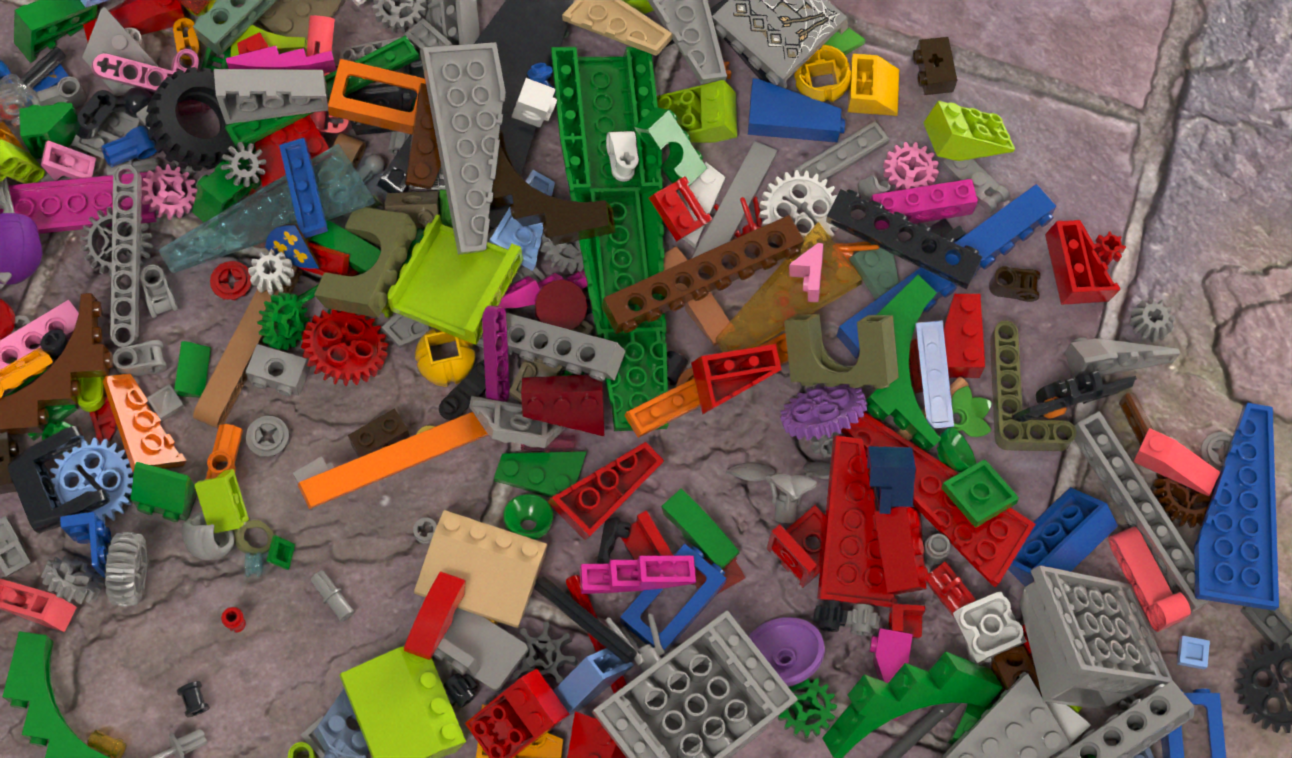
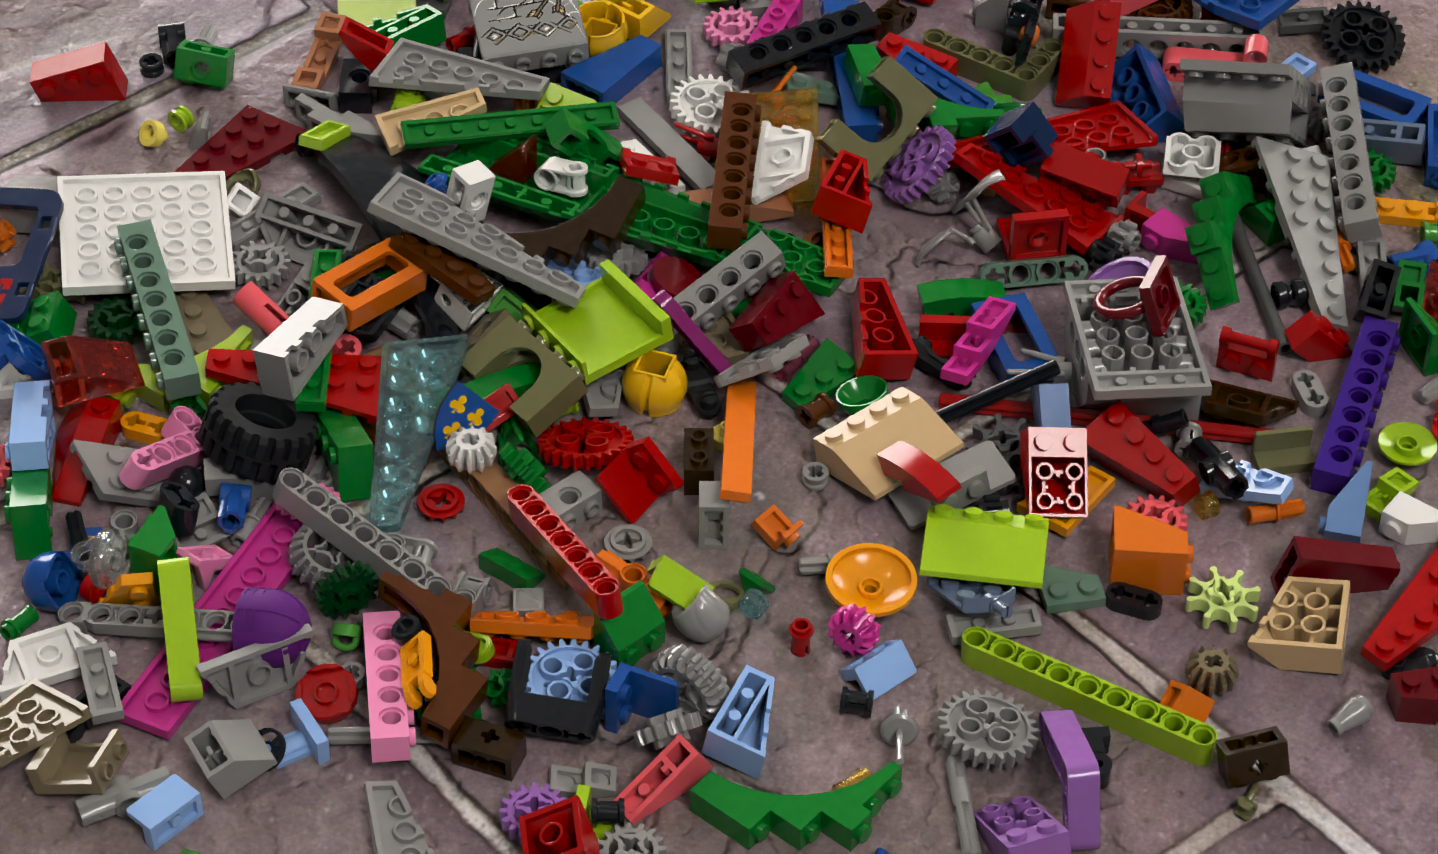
camera: 55 degrees left, 25 degrees down
(57, 295) = (346, 630): none -> bright green tile
(83, 275) = (346, 589): none -> dark green gear
(114, 629) = (742, 724): none -> light blue wedge
(185, 415) = (565, 551): none -> red beam
(240, 695) = (881, 668): none -> light blue panel
(243, 173) = (349, 406): light grey gear -> none
(257, 656) = (853, 630): none -> dark pink gear
(271, 60) = (243, 360): dark pink slope -> none
(303, 187) = (409, 374): blue plate -> none
(305, 627) = (872, 578): none -> light orange dish
(321, 404) = (638, 478): none -> red bracket
(344, 536) = (776, 528): none -> orange bracket
(425, 35) = (346, 237): light grey plate -> none
(495, 490) = (814, 411): none -> reddish brown bush
(617, 111) = (518, 163): none -> clear red slope
(648, 81) = (499, 125): none -> green tile
(726, 703) = (1157, 297): none -> dark red tile
(748, 302) = (781, 160): none -> white wing
(768, 571) = (1033, 270): none -> sand green beam
(809, 267) = (791, 104): bright pink slope -> none
(980, 493) = (1071, 109): green plate -> none
(1065, 471) = (1088, 55): none -> red slope

